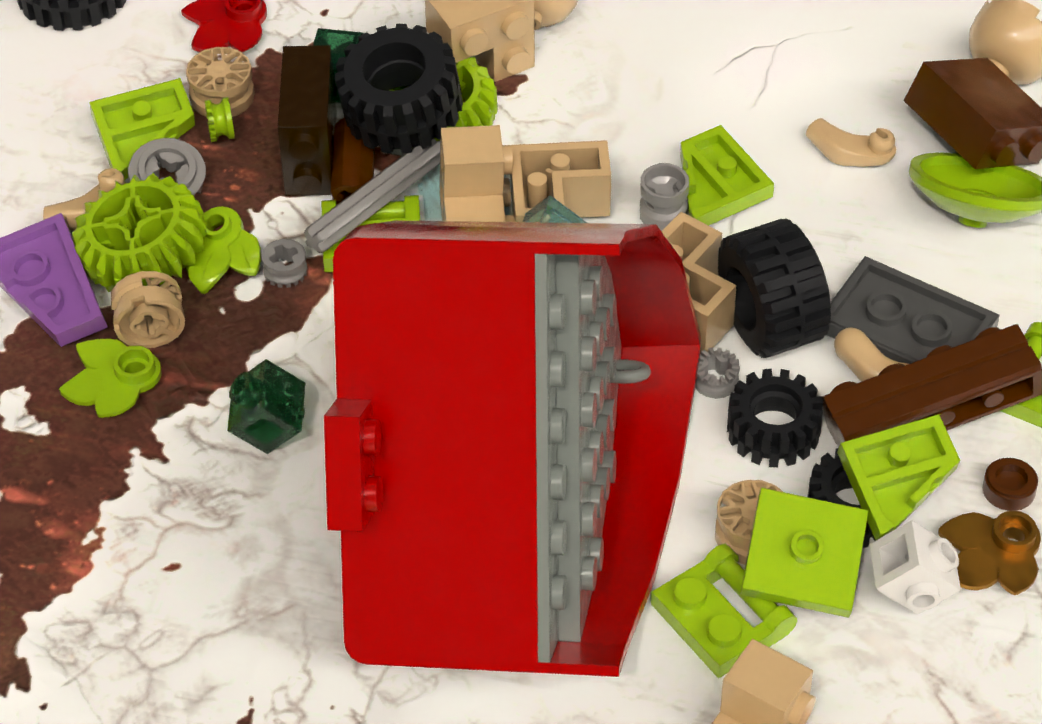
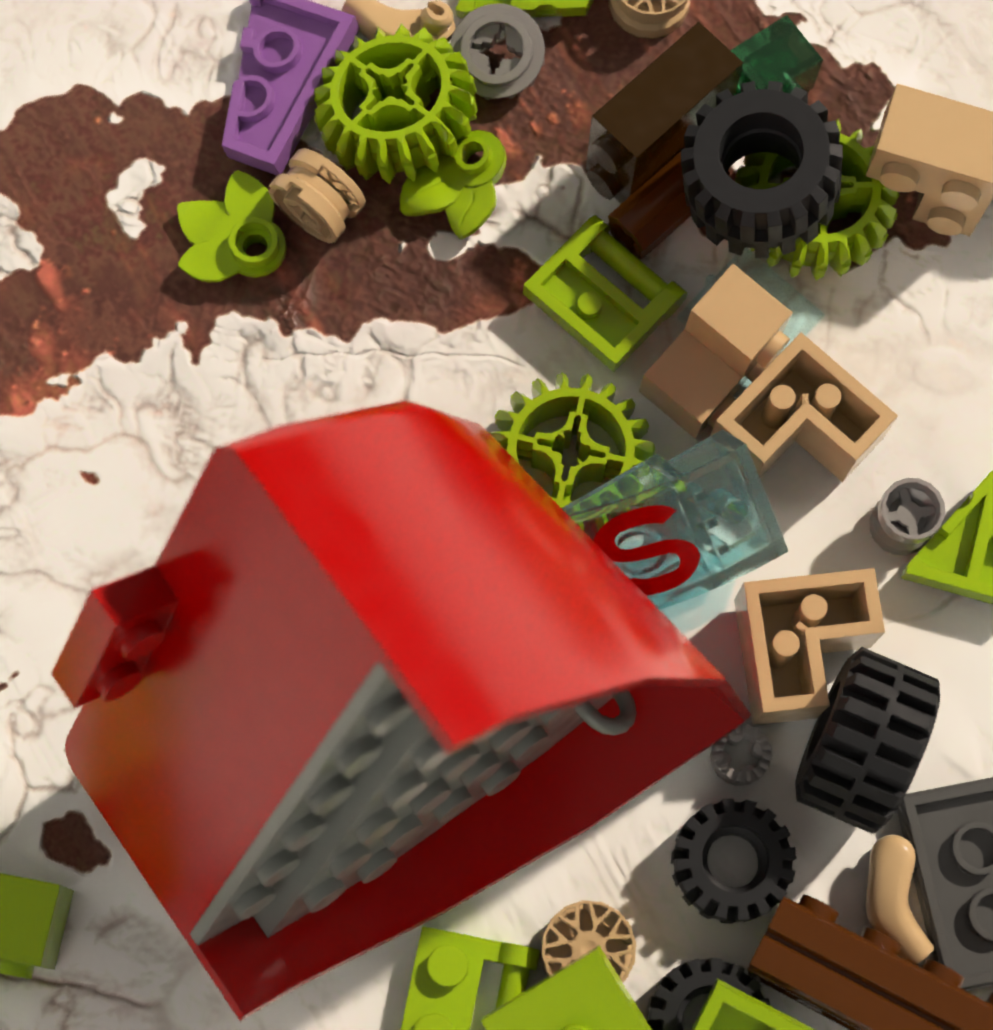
camera: 45 degrees right, 25 degrees up
(219, 119) = (605, 34): lime bush -> none
(266, 406) = (304, 389): clear green brick -> none
(276, 271) = (507, 264): light grey bush -> none
(371, 197) = (630, 260): light grey axle -> none

